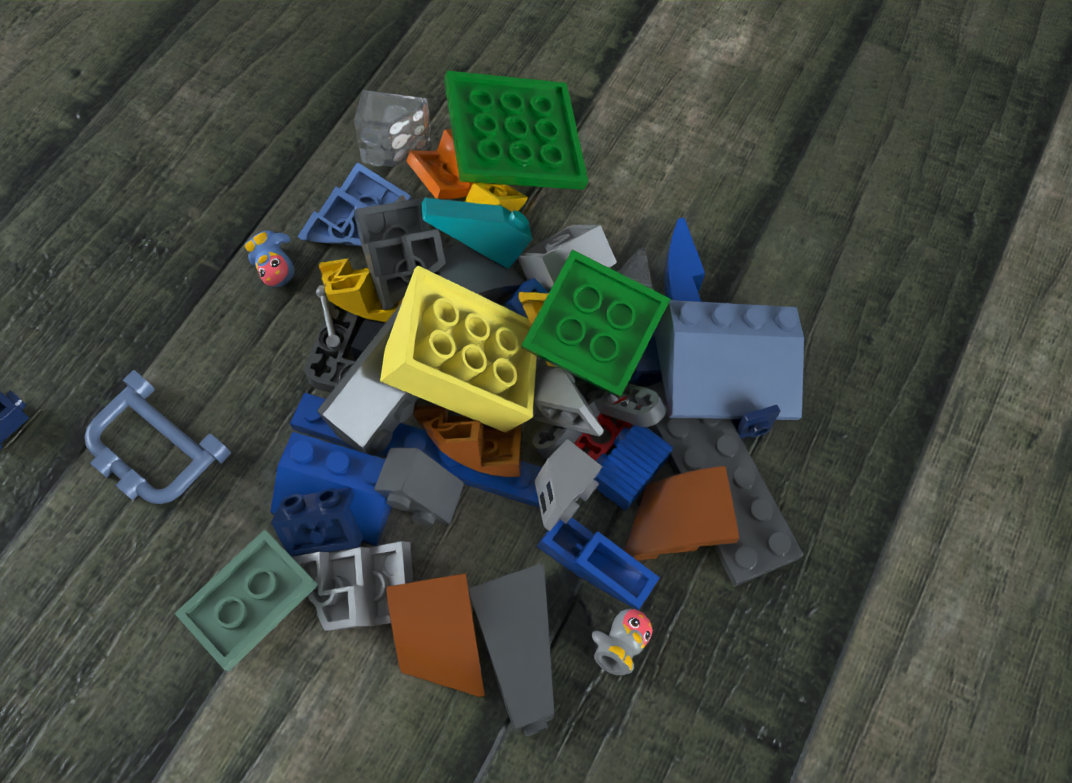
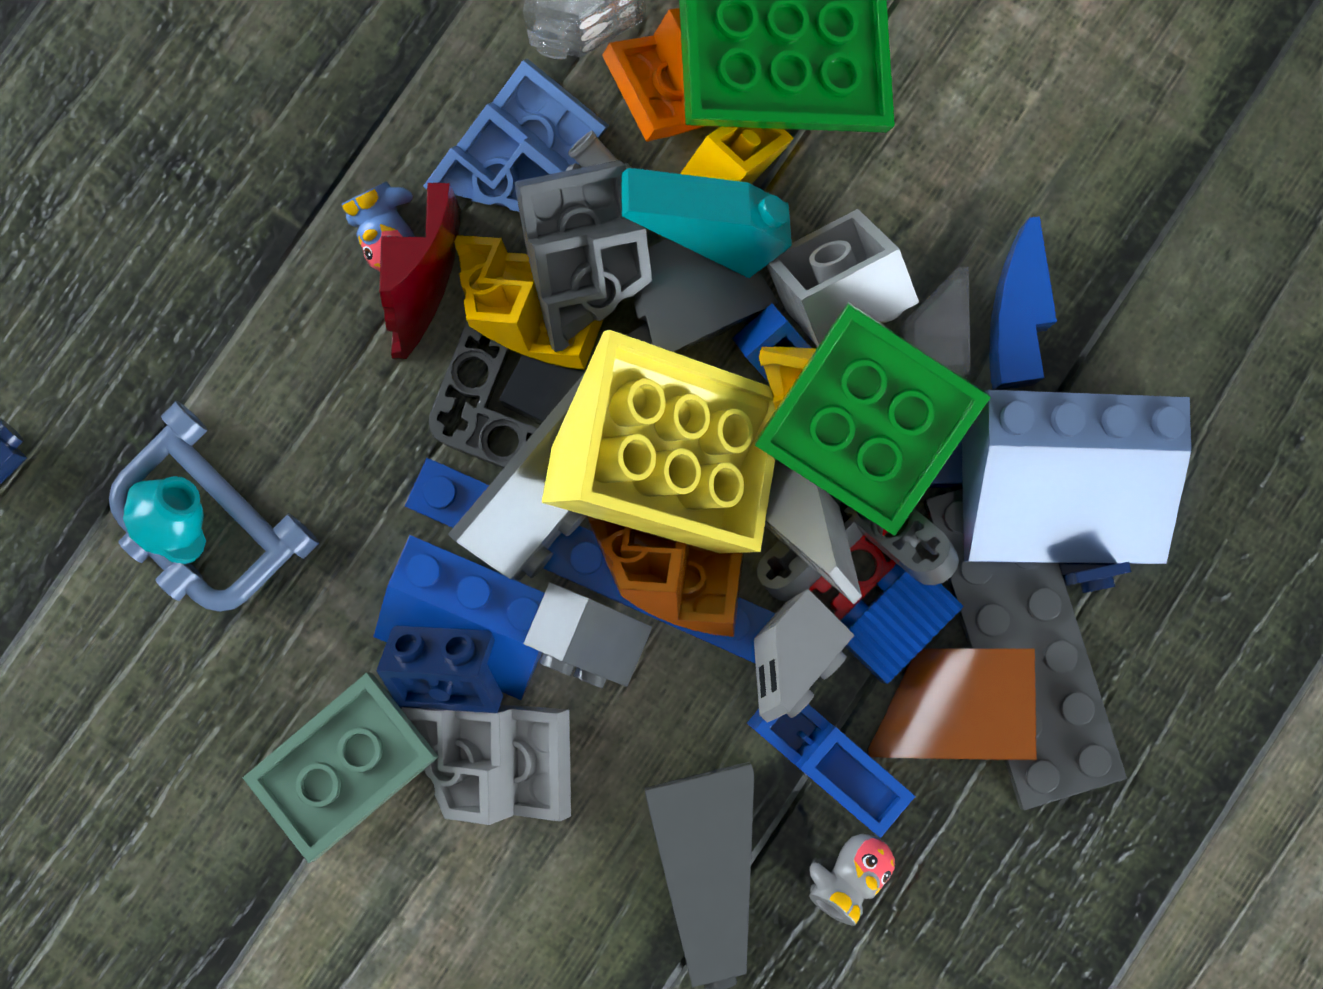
camera: 10 degrees right, 20 degrees up
(124, 440) = (166, 518): none -> teal piece
(295, 276) = (418, 271): none -> dark red slope
(332, 341) = (472, 380): light grey hinge -> none
(436, 632) = (598, 842): dark orange slope -> none

